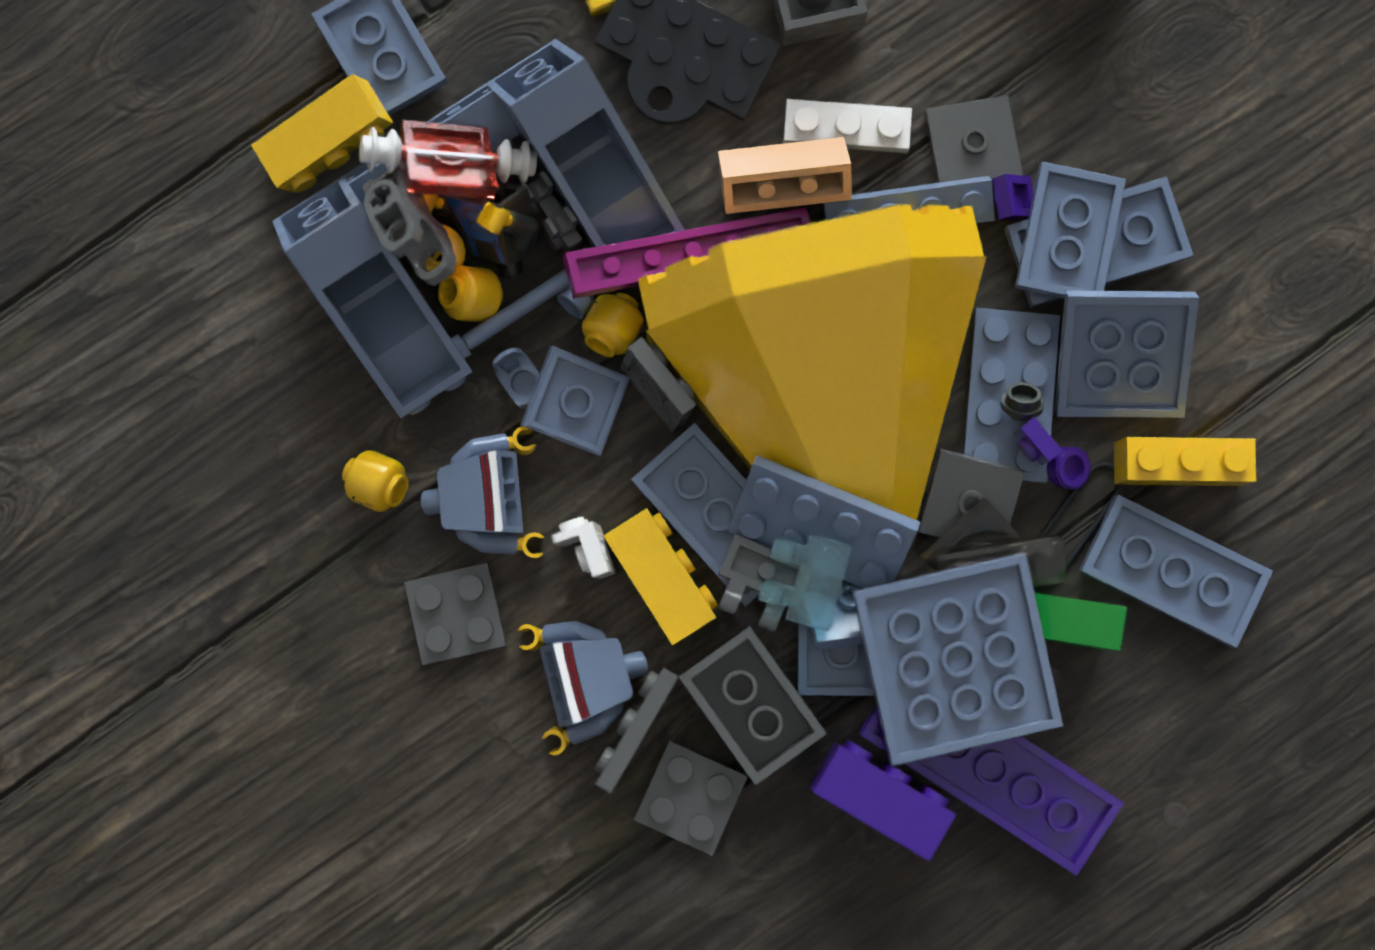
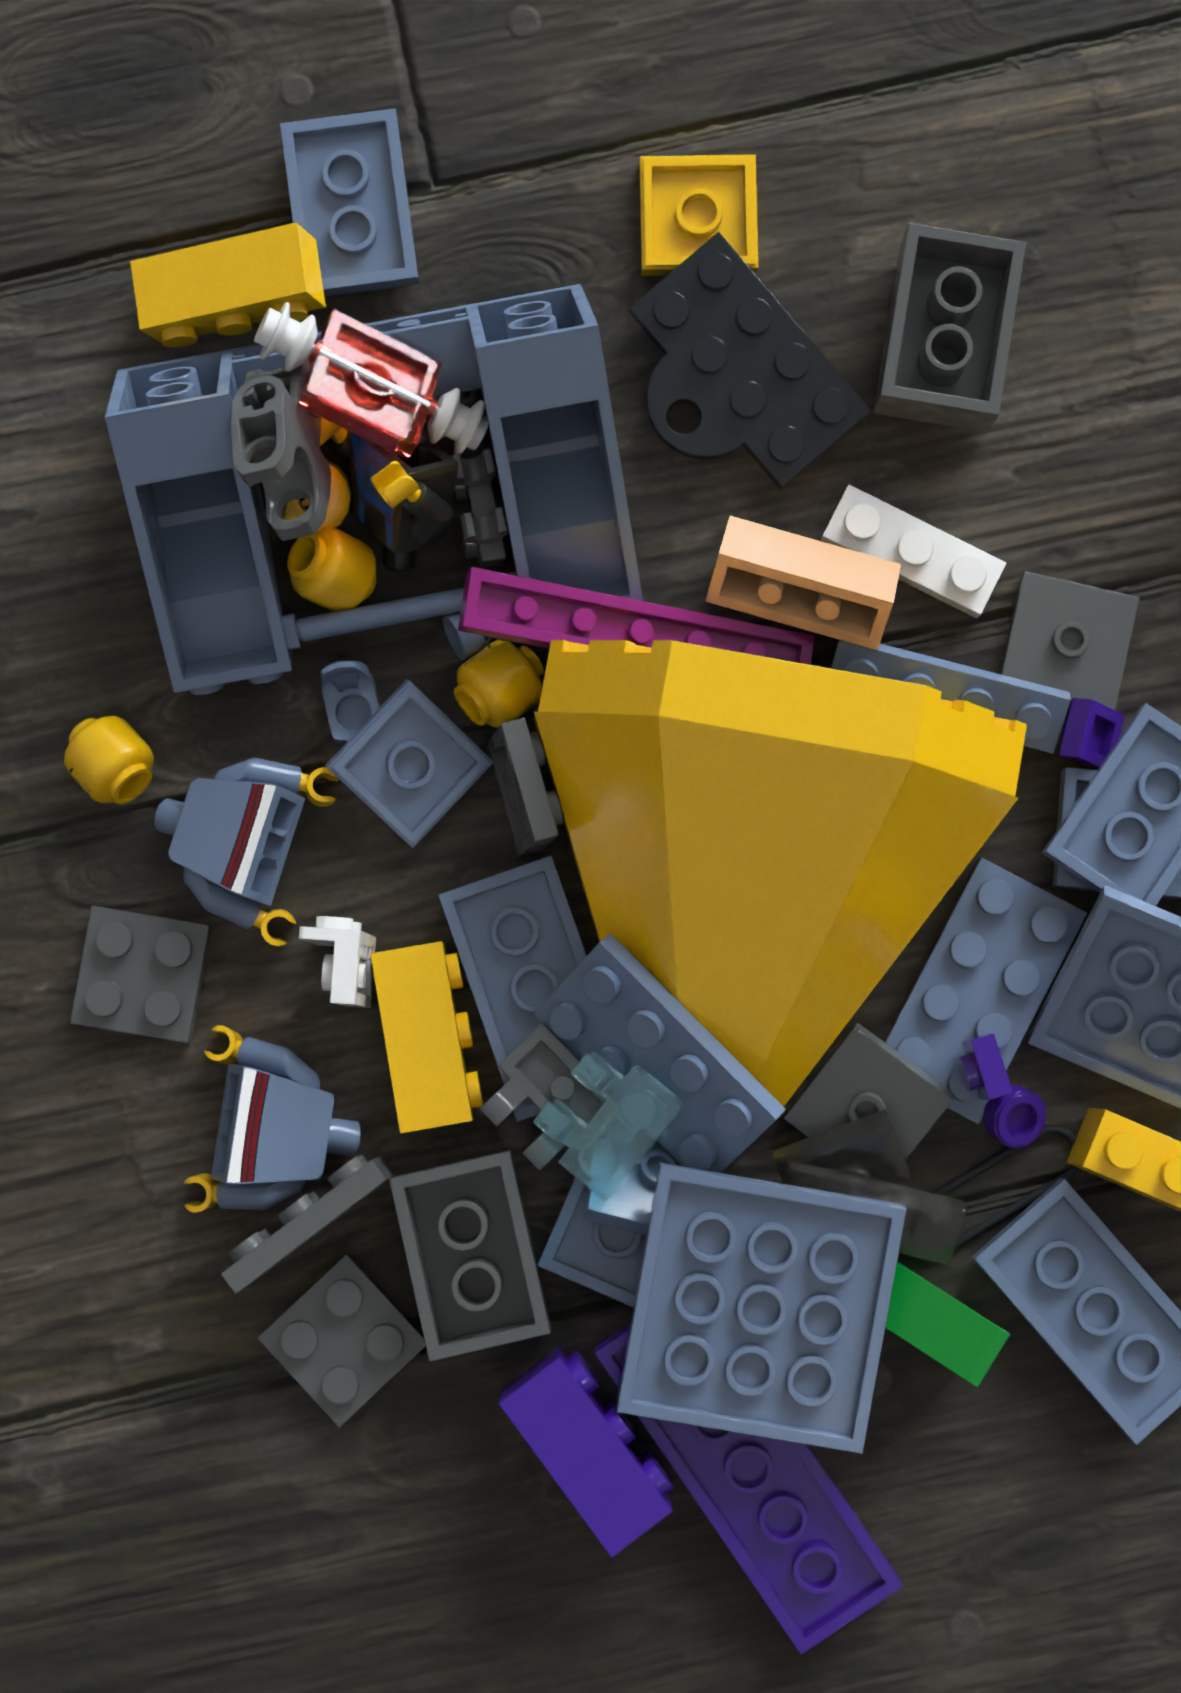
camera: 20 degrees right, 0 degrees up
(1022, 401) = (988, 1006): pearl dark grey plate -> none

